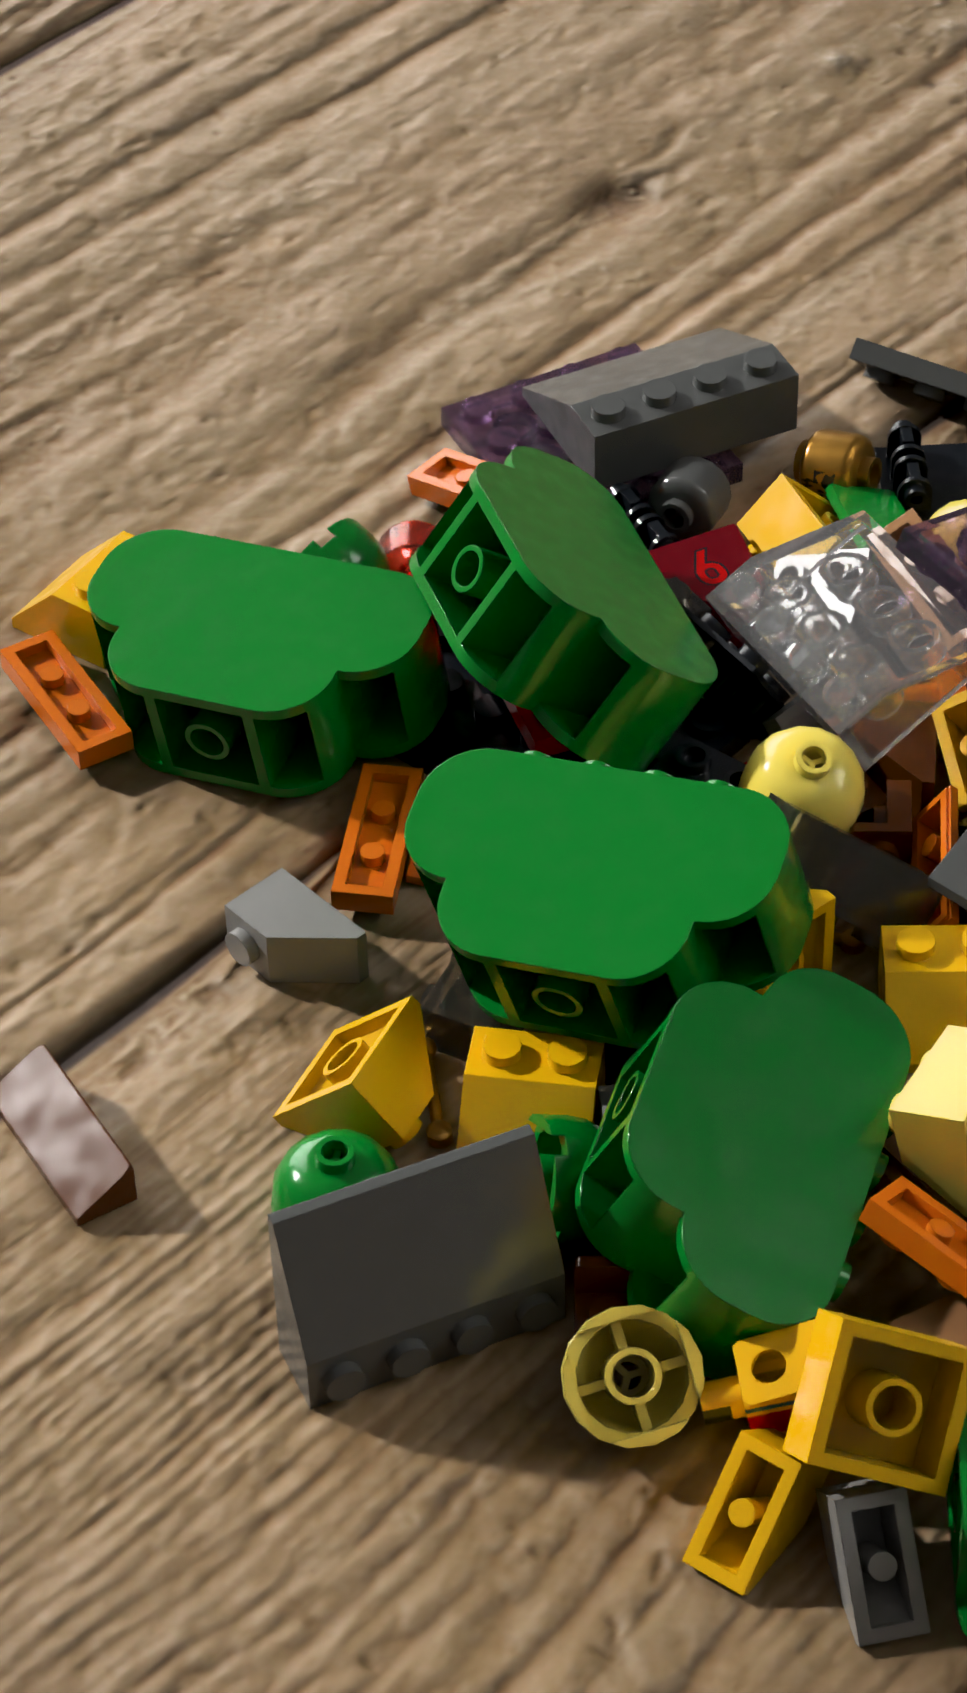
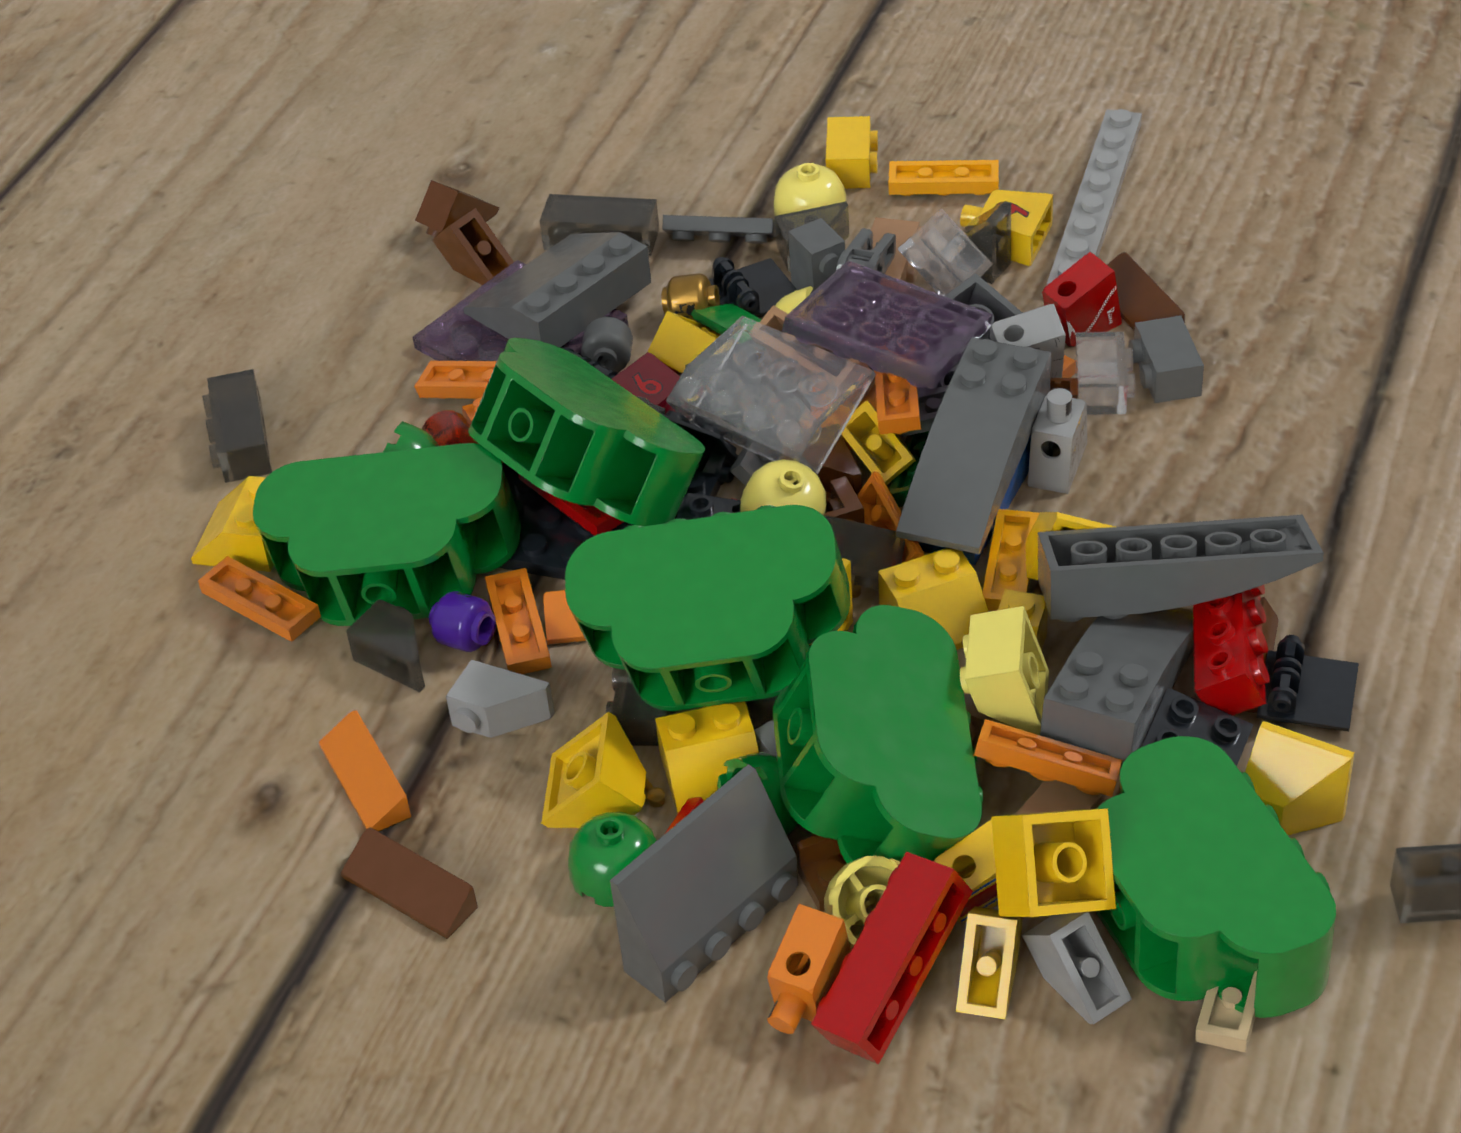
camera: 20 degrees left, 0 degrees up
(81, 976) = (365, 774): none -> orange slope
(154, 459) = (237, 426): none -> clear smoke brick
(197, 812) = (388, 644): none -> clear smoke slope
(303, 814) = (462, 621): none -> dark purple head
(503, 1430) = (805, 966): none -> orange torso
(580, 308) = (473, 248): none -> reddish brown slope
(582, 251) = (447, 205): none -> reddish brown slope
(609, 1451) = (892, 957): none -> red brick
(805, 329) = (599, 214): none -> clear smoke brick

